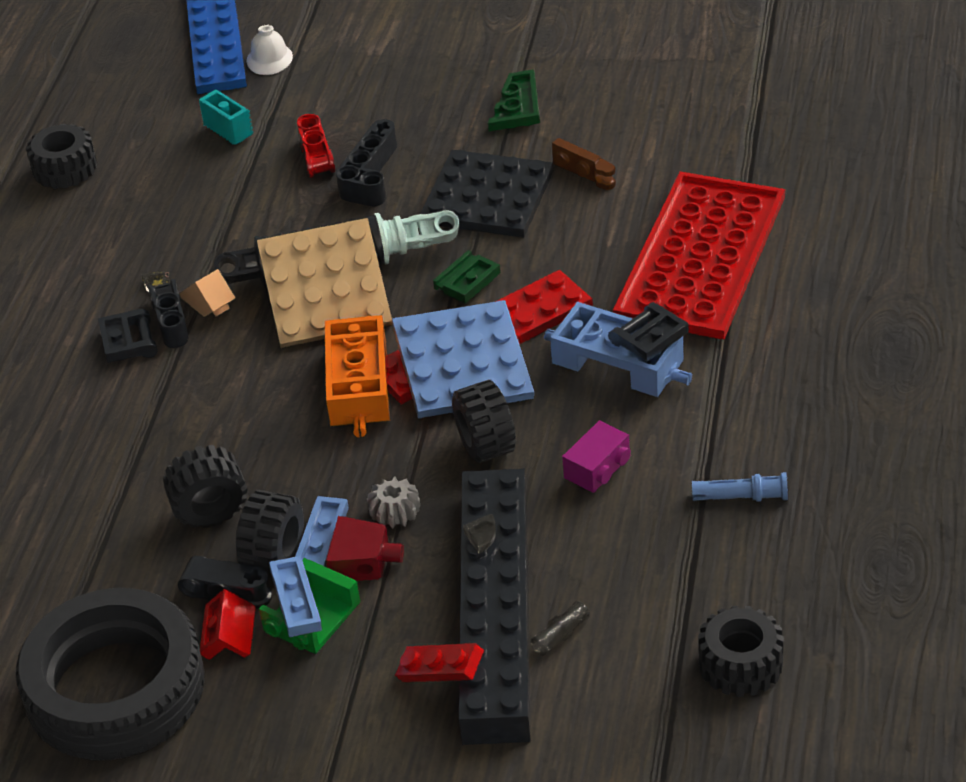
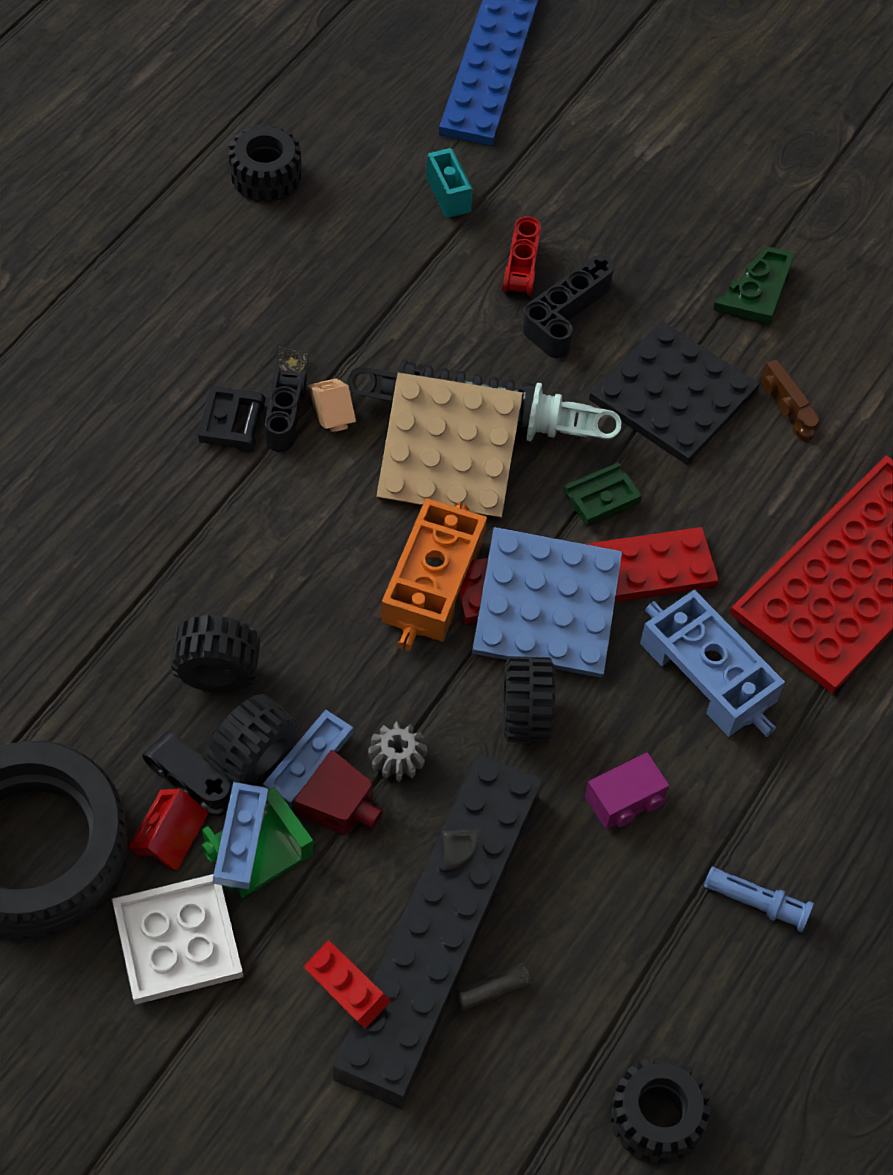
camera: 15 degrees right, 15 degrees up
(268, 52) = (531, 115): white hat -> none
(276, 696) = (176, 939): none -> white plate
(652, 338) = (751, 675): black plate -> none

